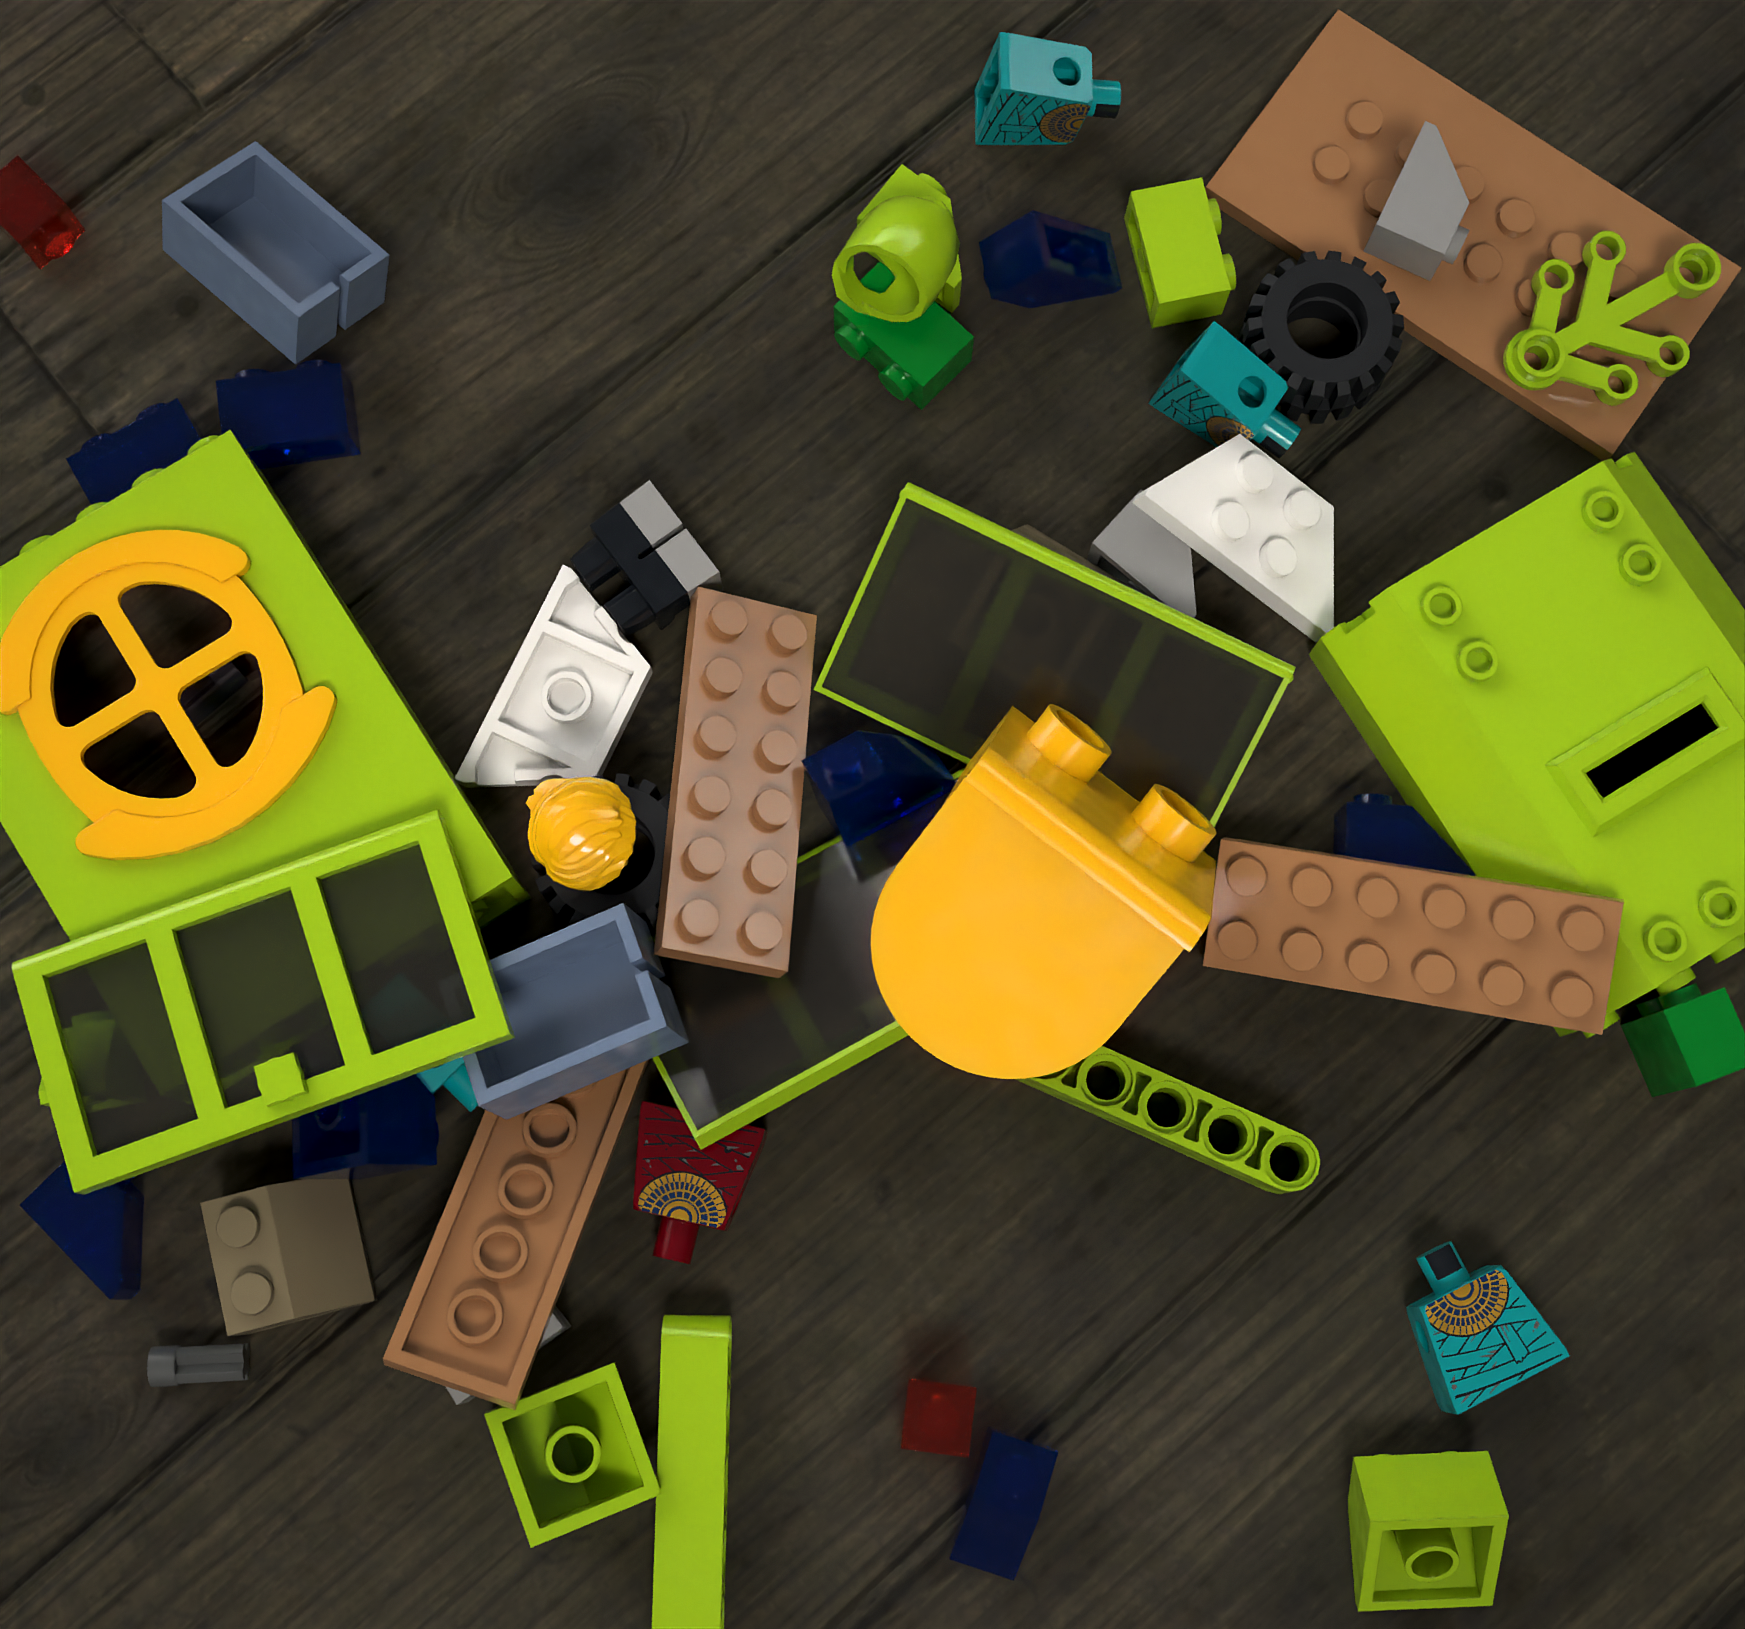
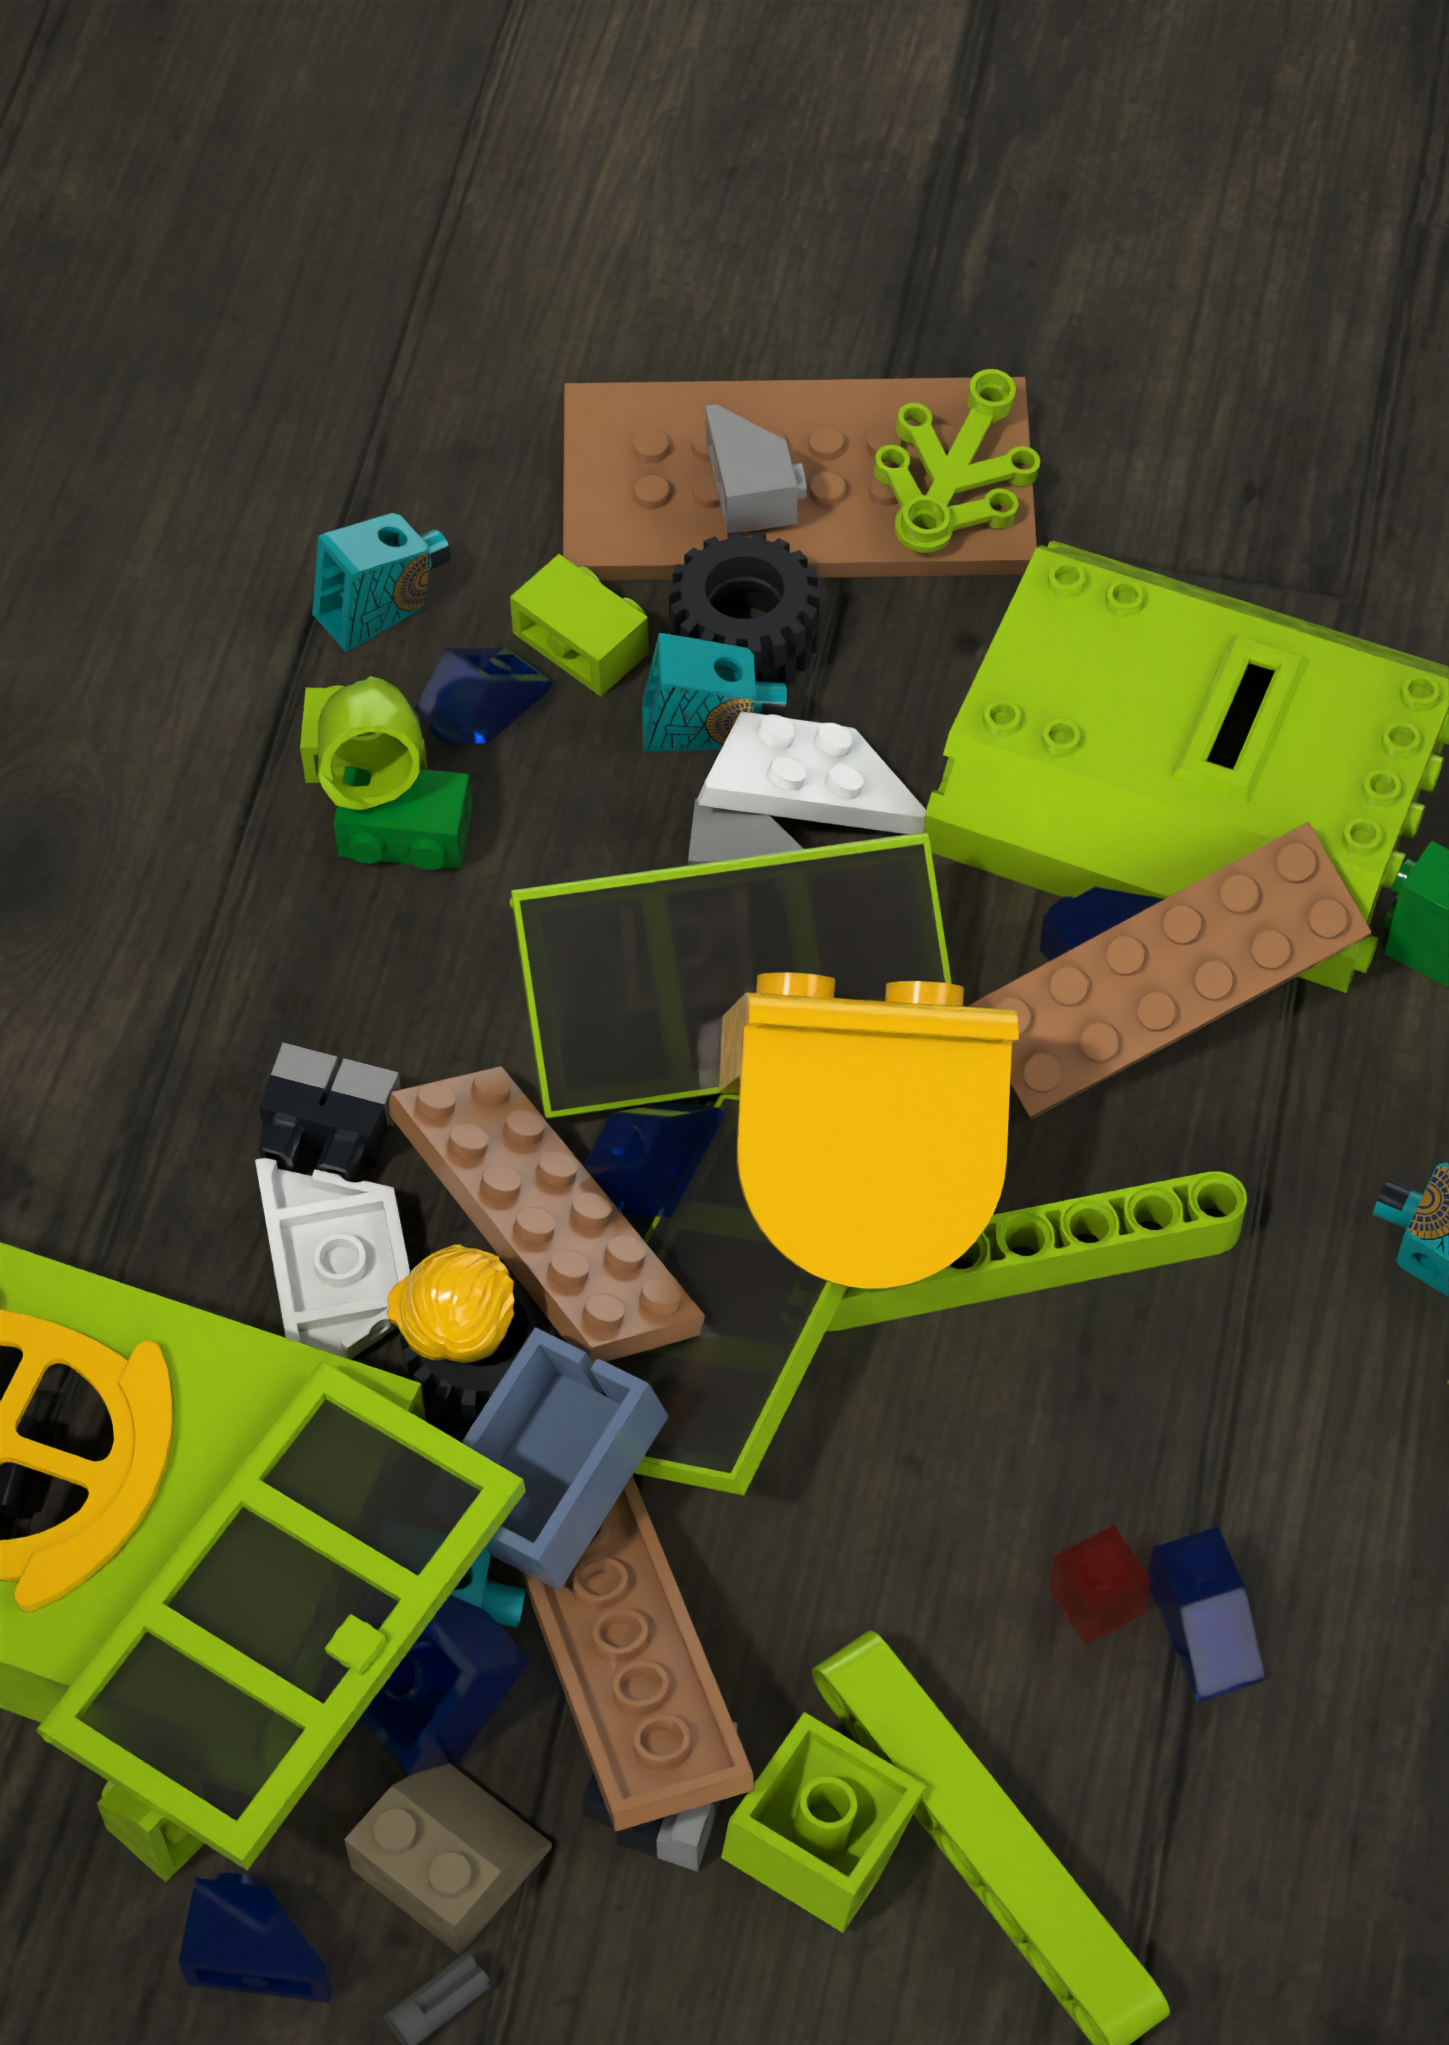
camera: 35 degrees left, 20 degrees down
(689, 1183) = (743, 1547): dark red torso -> none

